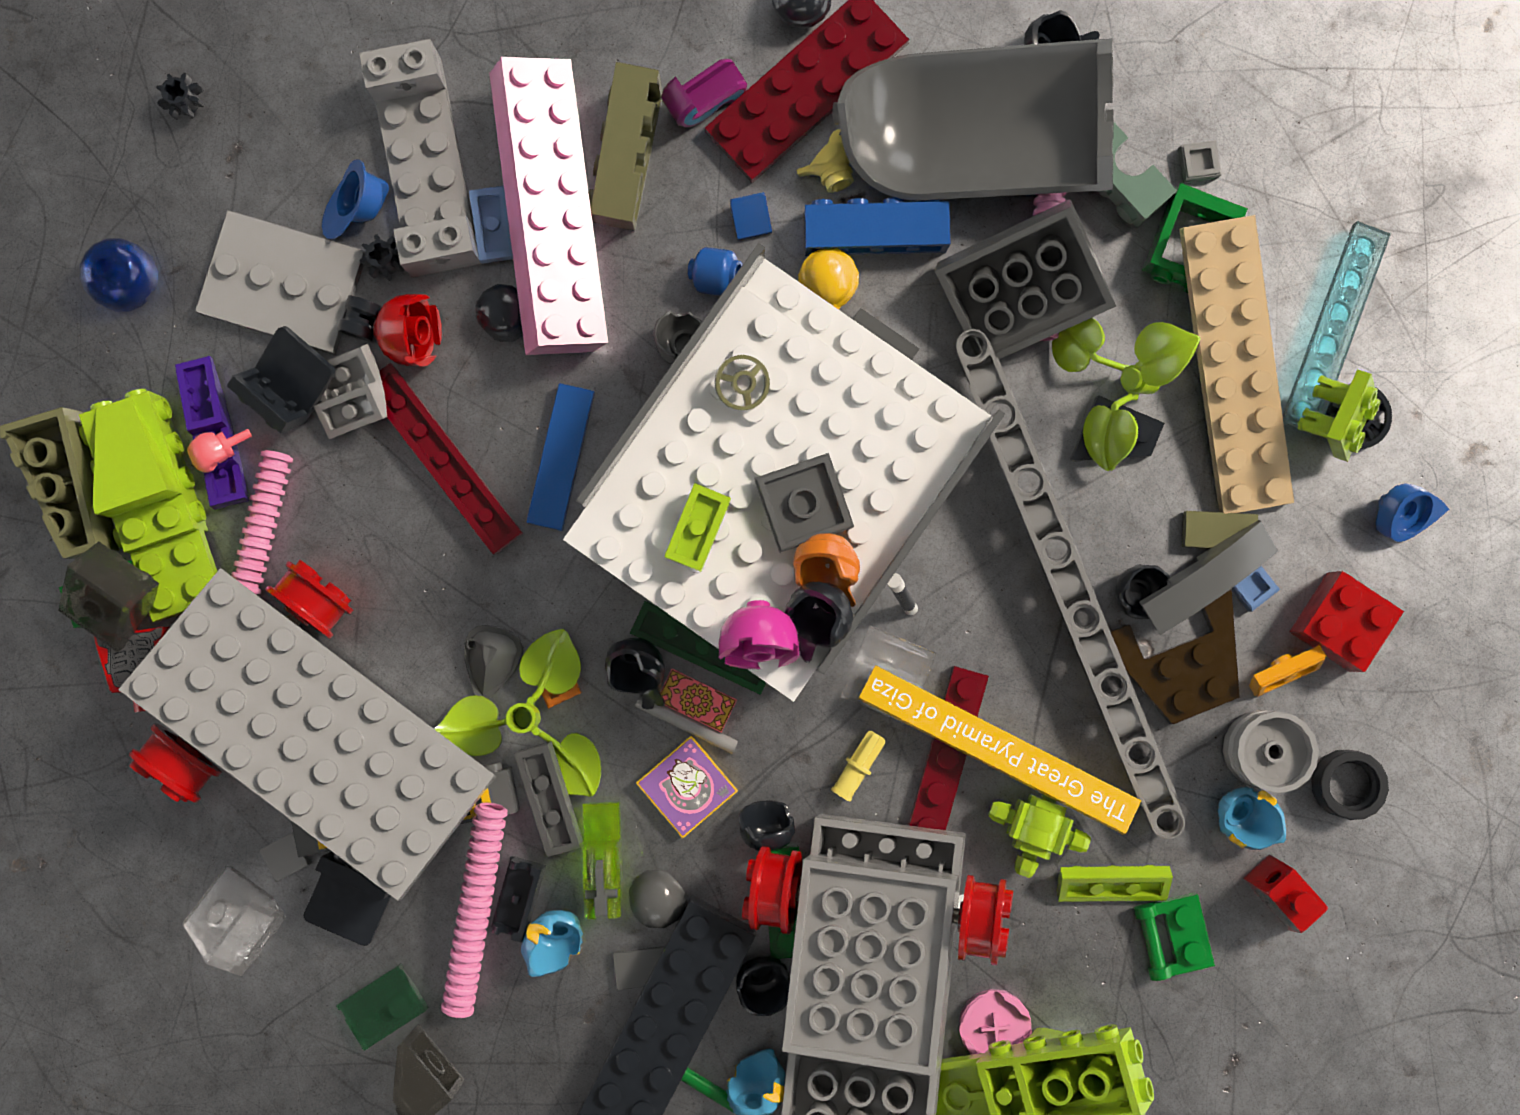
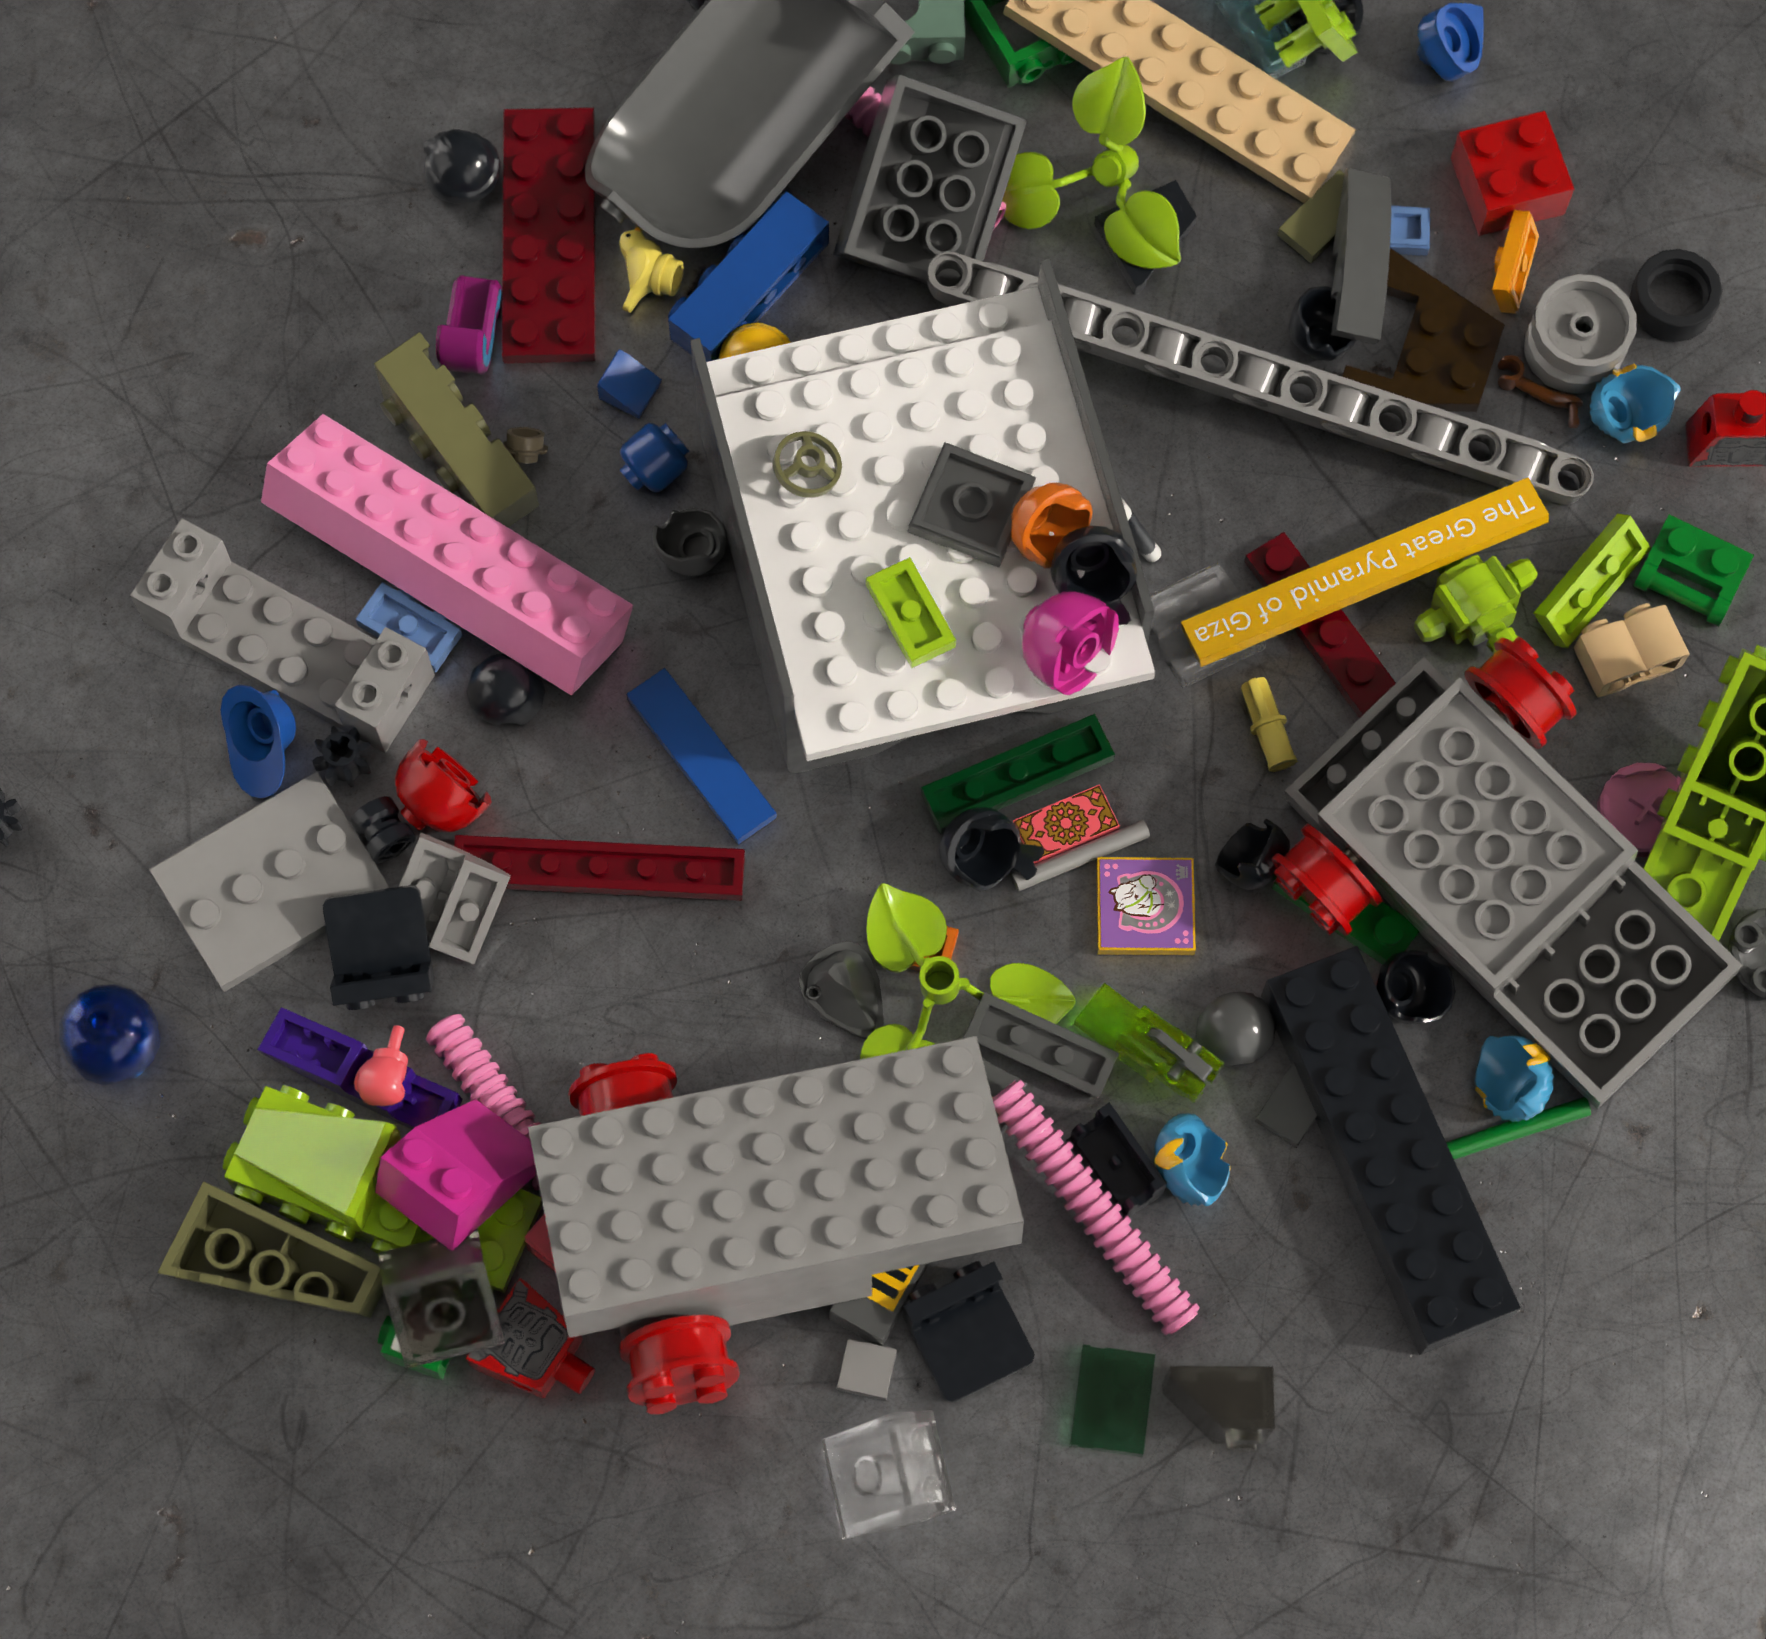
camera: 45 degrees left, 15 degrees down
(183, 543) = (455, 1171): none -> dark pink slope
(660, 190) = (525, 444): none -> dark tan plate
(1088, 941) = (1630, 649): none -> tan brick
(1214, 753) = (1537, 391): none -> reddish brown piece

